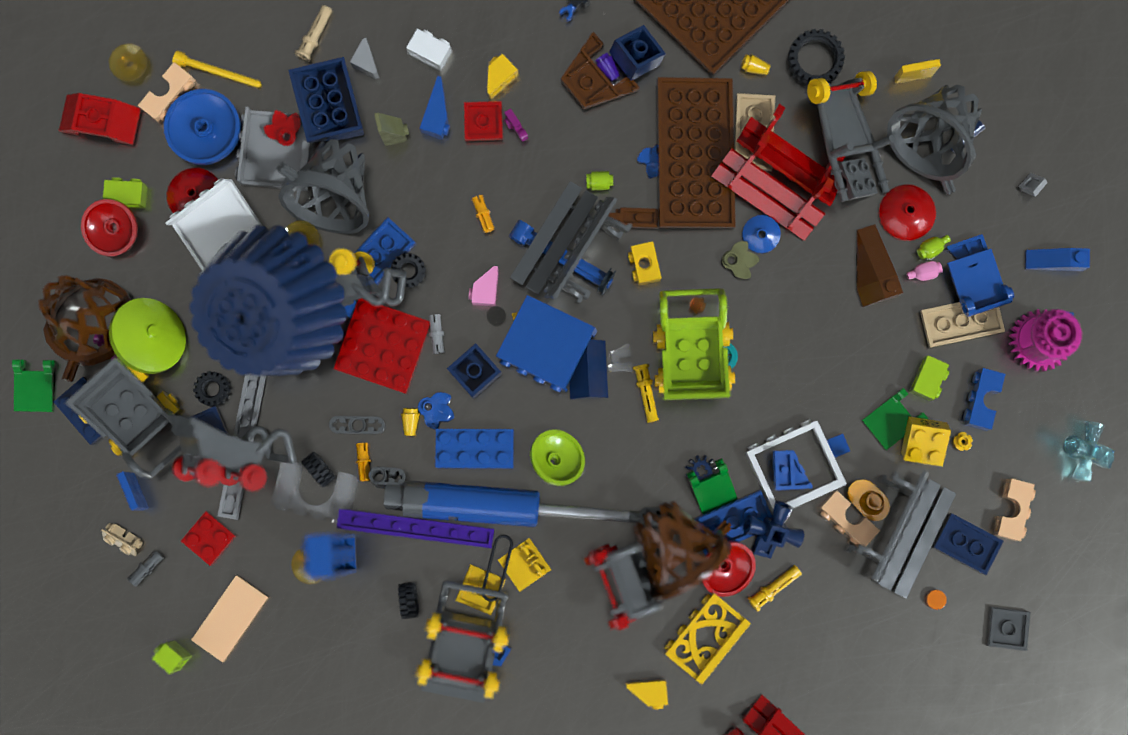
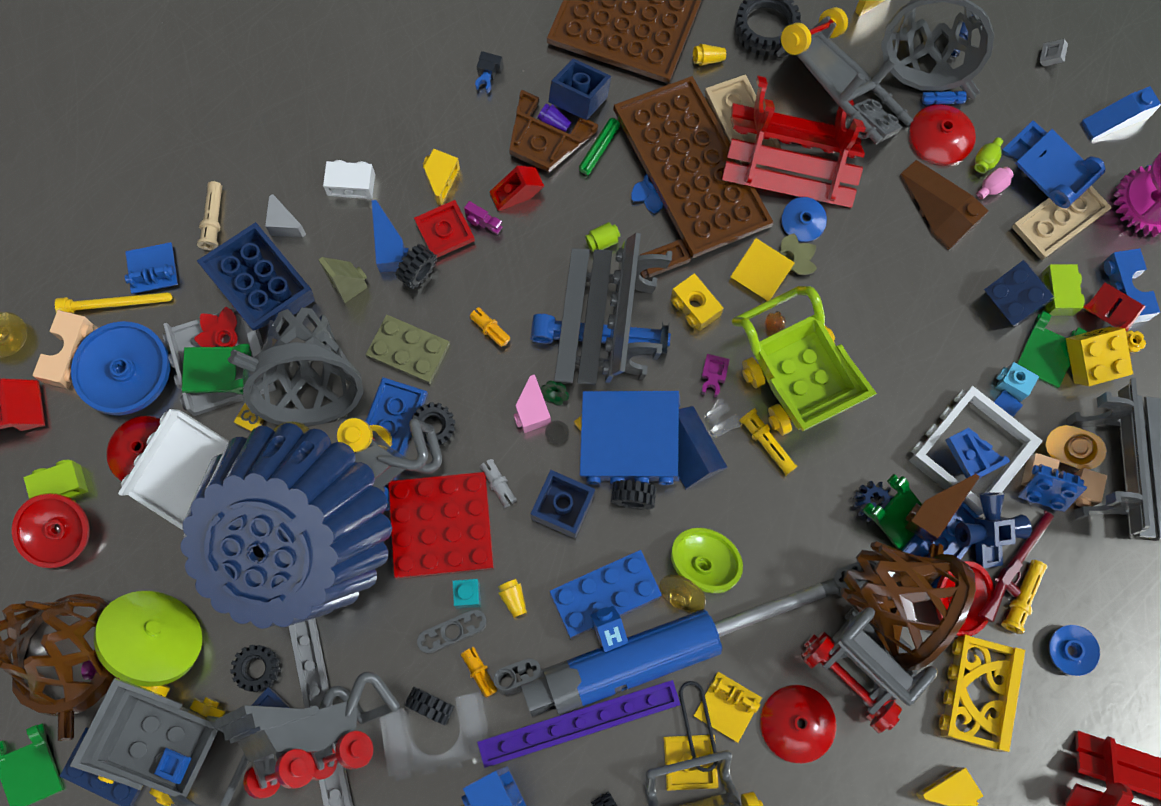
camera: 30 degrees left, 10 degrees down
(130, 431) = (172, 765): none -> blue tile
(254, 55) = (151, 268): none -> blue hinge
(265, 155) = (209, 370): none -> green flag
(276, 206) = (247, 419): none -> yellow tile
(378, 403) = (466, 594): none -> teal brick
(416, 203) = (408, 349): none -> olive plate
(439, 409) = (541, 570): blue plate -> none
(448, 143) = (416, 266): none -> black tyre
(463, 474) = (609, 628): none -> blue brick
(507, 285) = (554, 392): none -> dark green plant
(528, 387) = (633, 494): none -> black tyre
(528, 473) = (682, 593): none -> clear yellow dish
(553, 111) = (516, 187): none -> red slope
(564, 584) = (780, 725): none -> red dish
(632, 104) = (599, 146): none -> green axle
(634, 322) = (714, 371): none -> magenta plate
(707, 260) = (762, 269): none -> yellow tile
(736, 499) = (935, 513): none -> reddish brown slope
(765, 569) = (1005, 578): none -> dark red piece
(795, 647) = (1085, 649): none -> blue dish
(832, 523) = (1053, 490): none -> blue hinge
(854, 431) = (1016, 381): none -> medium azure brick
(891, 367) = (1019, 293): none -> dark blue brick
(924, 183) = (946, 97): none -> blue axle
(954, 403) = (1104, 302): none -> red piece

